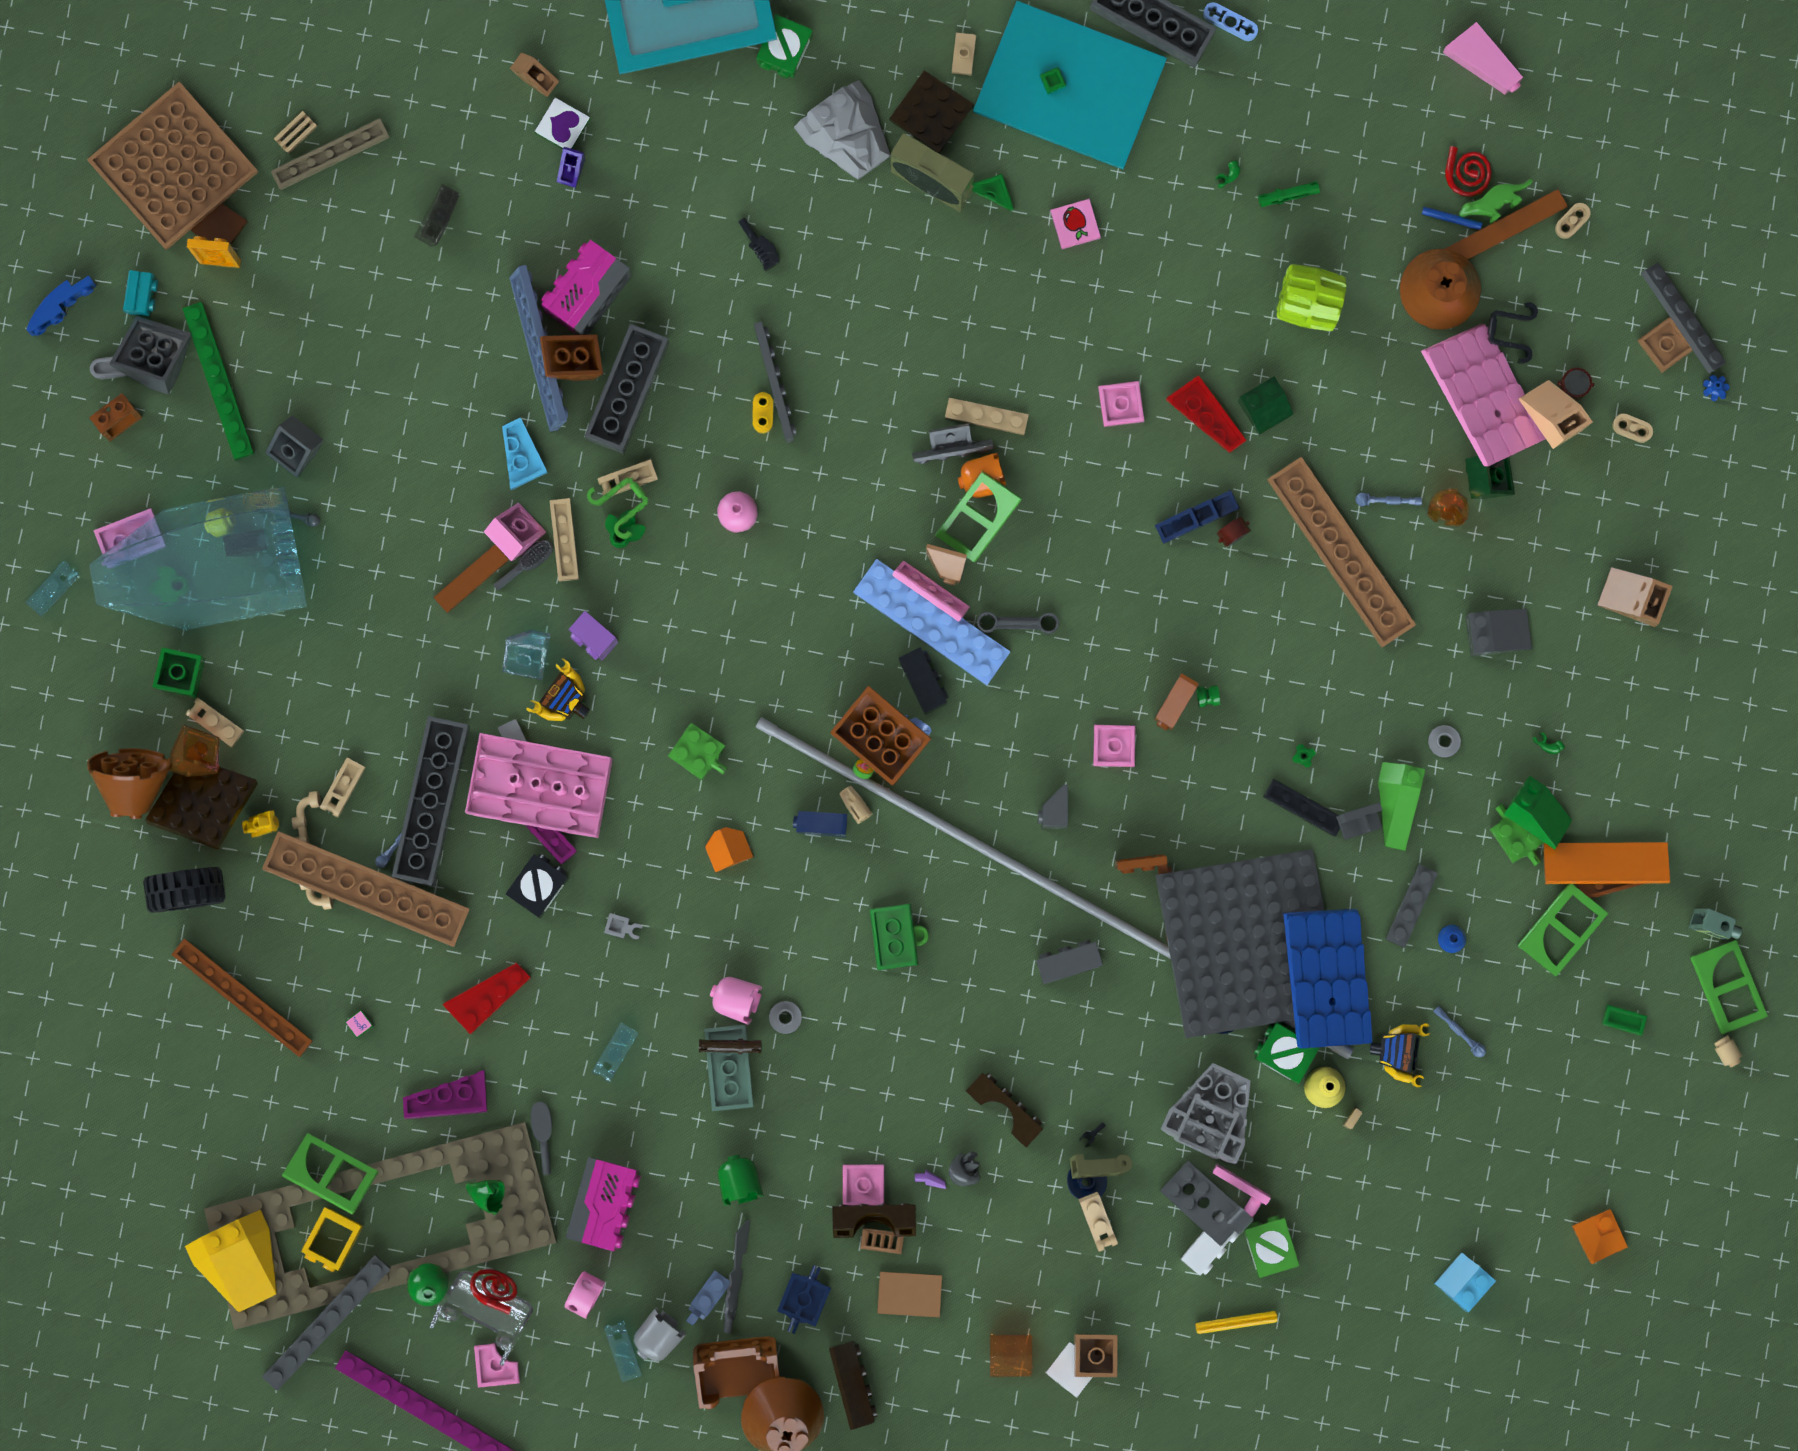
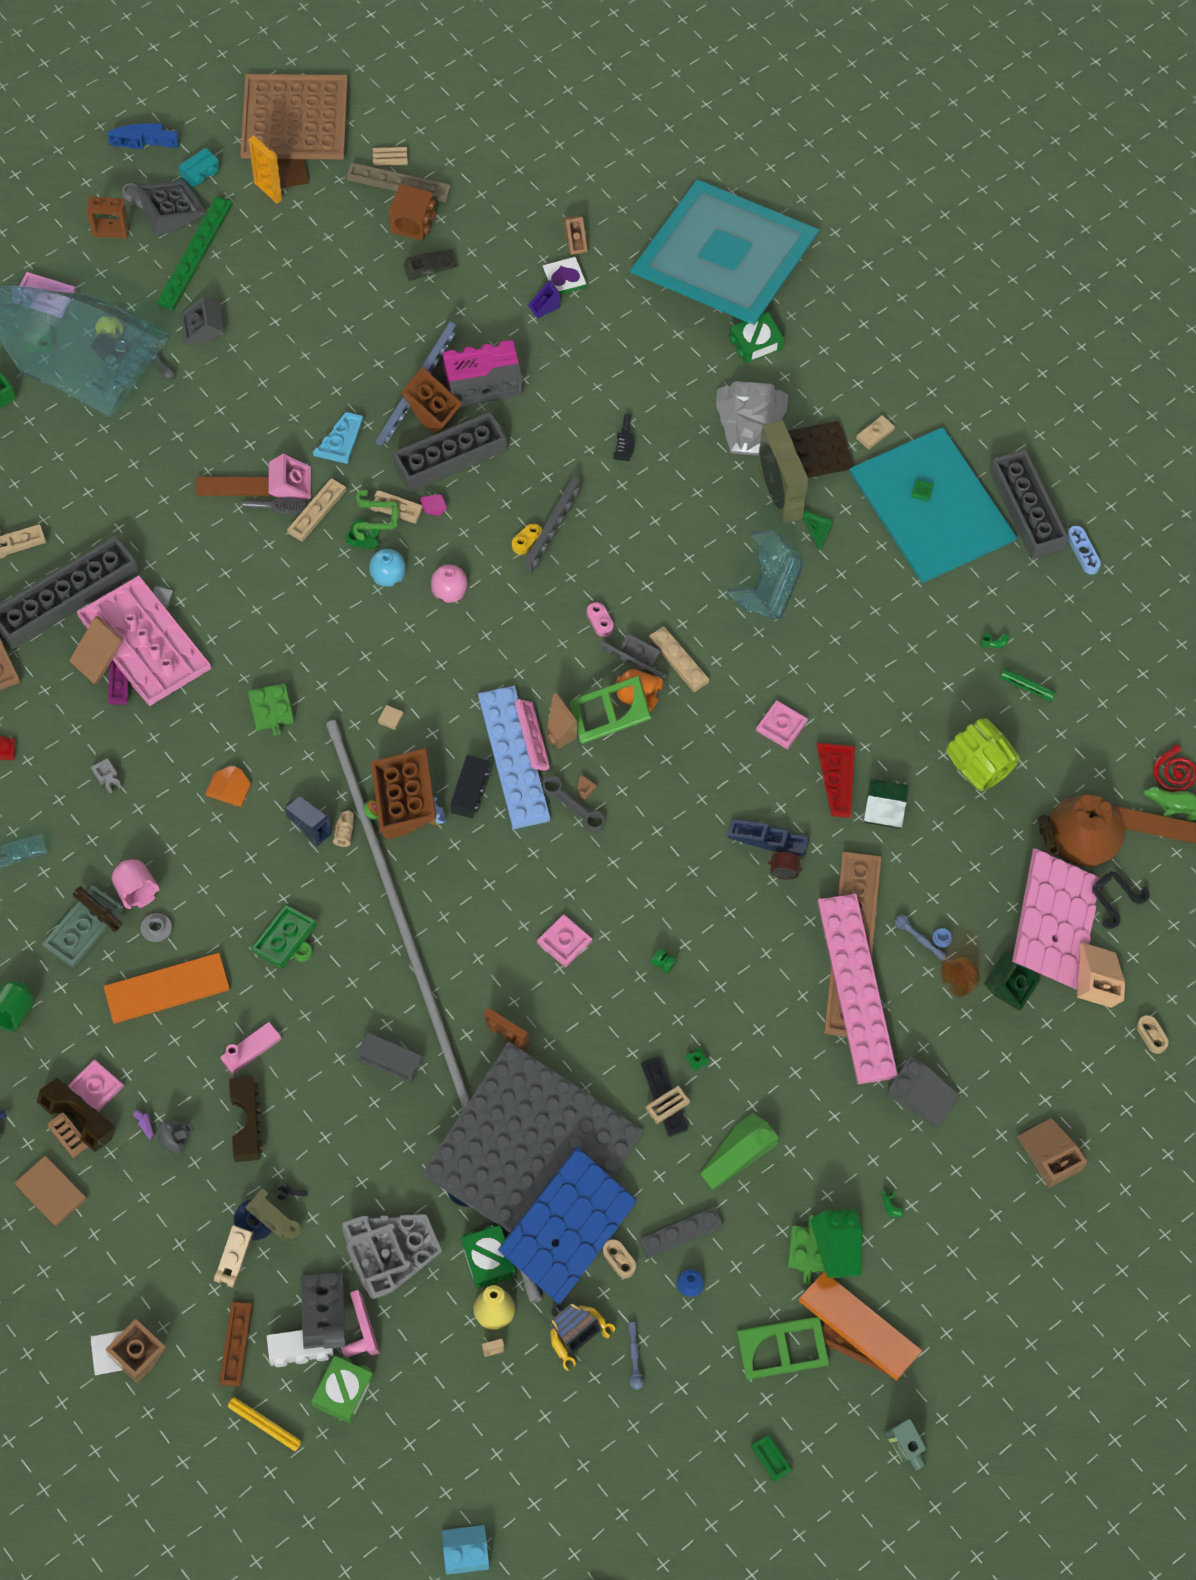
camera: 40 degrees right, 20 degrees down
(376, 178) = (412, 212): none -> dark orange brick
(512, 830) = (96, 650): none -> medium nougat tile
(527, 654) = (221, 556): clear light blue slope -> none
(537, 885) = (78, 702): black brick -> none
(563, 697) = (217, 600): torso -> none
(593, 635) = (273, 577): medium lavender brick -> none
(658, 449) = (433, 504): none -> dark pink slope
(672, 542) = (387, 567): none -> medium azure cylinder
(801, 674) = (390, 717): none -> tan tile
(841, 1059) = (166, 988): none -> orange tile
(890, 435) = (599, 618): none -> bright pink plate
(953, 1048) = (240, 1055): none -> bright pink piece
(1004, 276) = (777, 578): none -> clear light blue windscreen
(1010, 1355) = (77, 1297): clear orange slope -> none
(1013, 599) = (585, 787): none -> medium nougat tile
(1055, 811) = (480, 942): dark grey slope -> none
(1075, 224) = (856, 589): bright pink tile -> none
(1159, 1283) = (235, 1344): none -> dark orange tile
(1176, 702) = (636, 943): slope -> none
(1303, 827) = (657, 1119): none -> tan tile
(1360, 821) = (697, 1137): dark grey panel -> none
(1378, 589) = (857, 989): none -> bright pink plate
(1384, 967) = (620, 1259): none -> tan plate
(1405, 485) = (942, 937): none -> medium blue plate
(1414, 320) = (1047, 832): none -> dark brown pin
(1442, 751) = (806, 1143): light grey piece -> none
(1452, 218) = (1136, 791): blue bar -> none
(1576, 383) = (1135, 969): pearl dark grey piece -> none
(1704, 967) = (872, 1471): bright green window -> none
(1728, 1051) = (833, 1552): tan brick -> none

